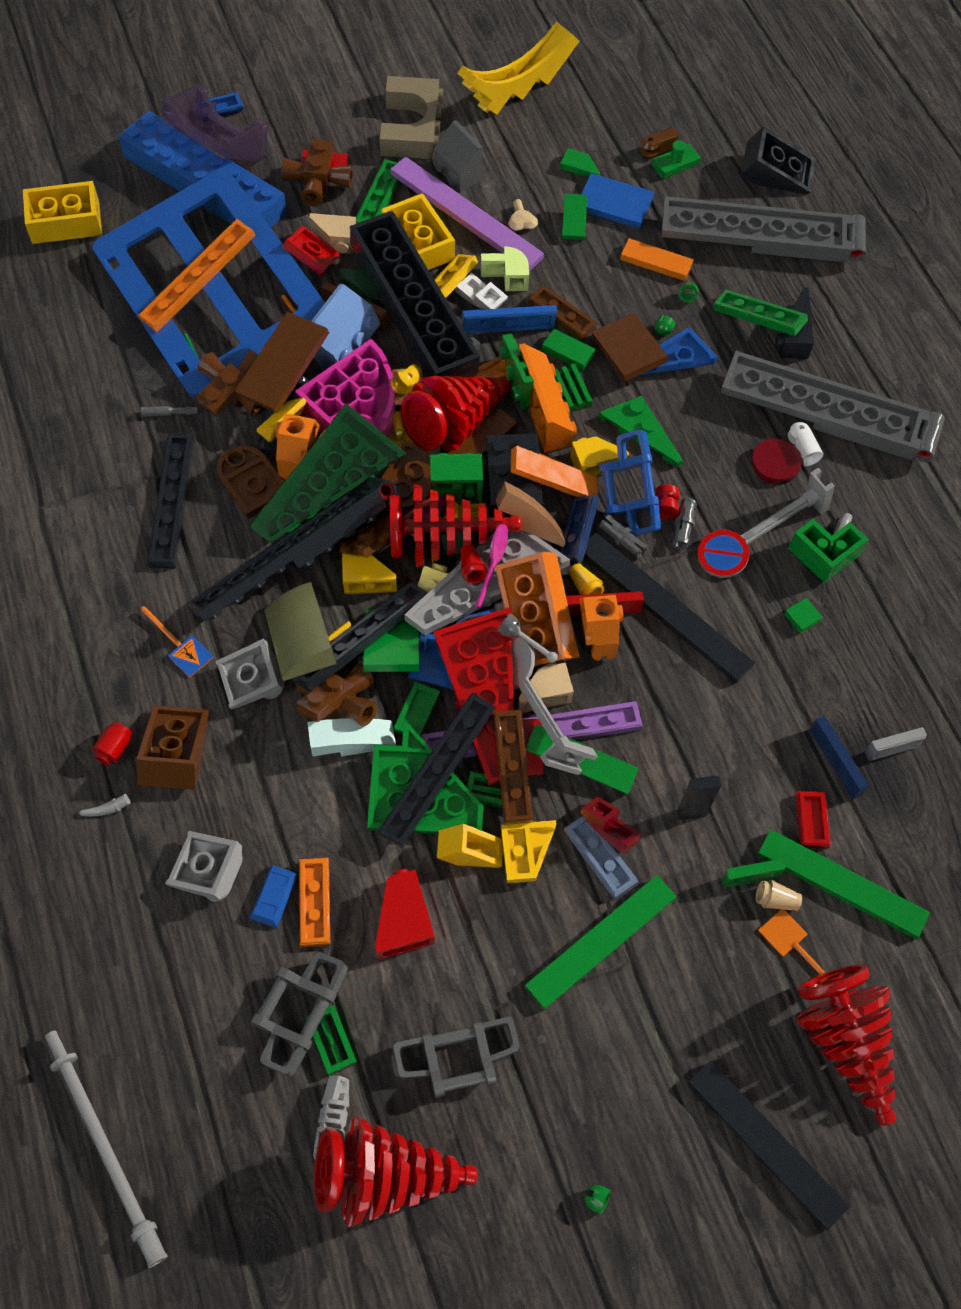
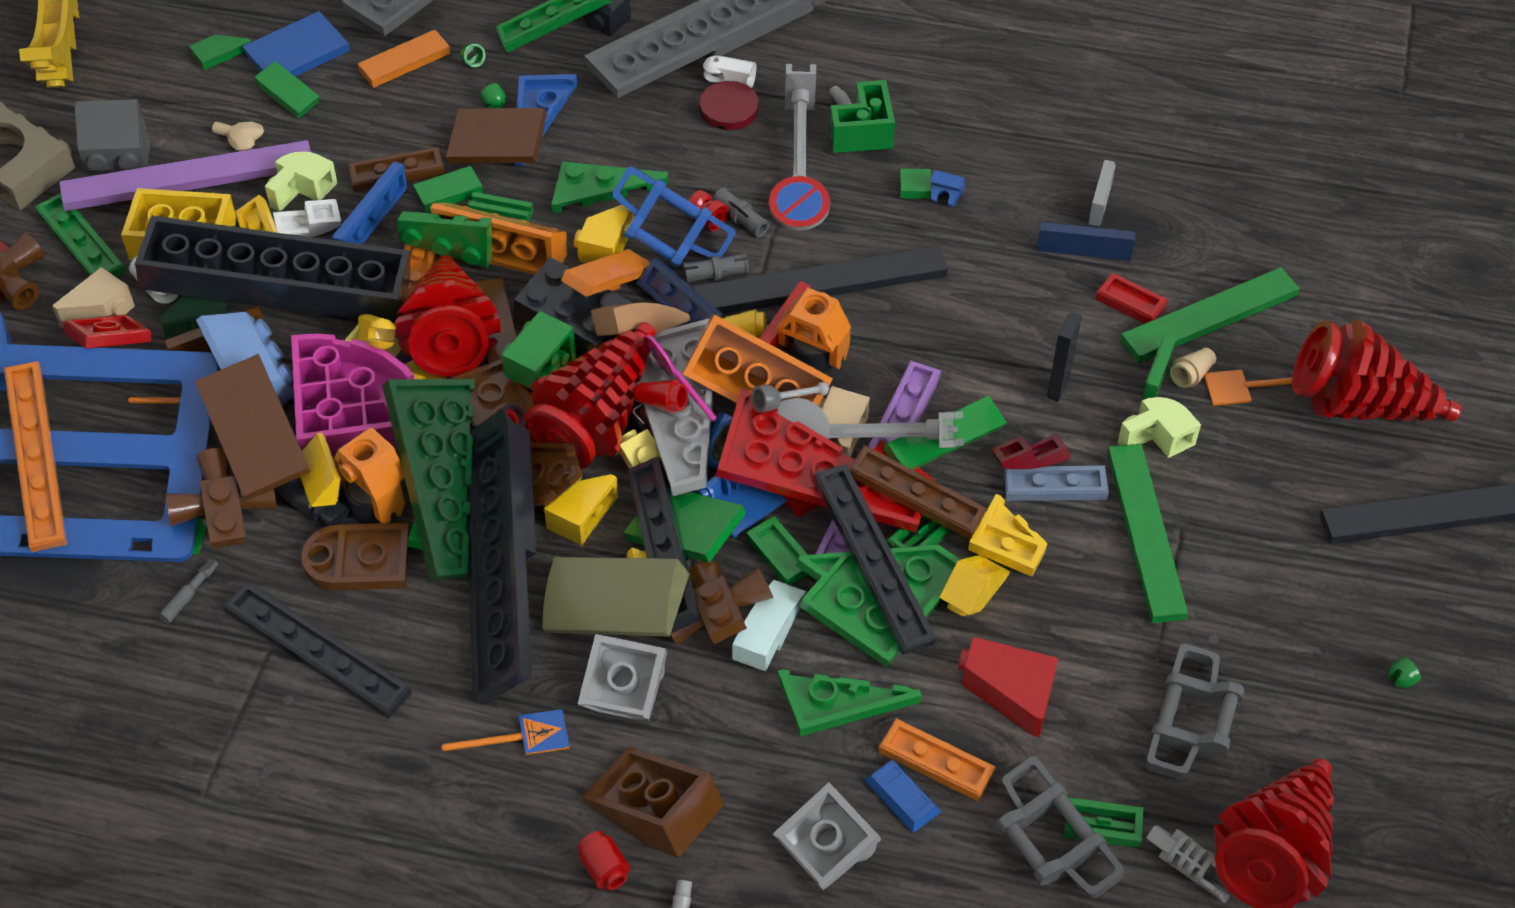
camera: 55 degrees left, 10 degrees down
(314, 809) = (831, 702): none -> green wing
(707, 901) = (1163, 421): none -> yellowish green brick
(815, 635) = (948, 184): none -> blue tile

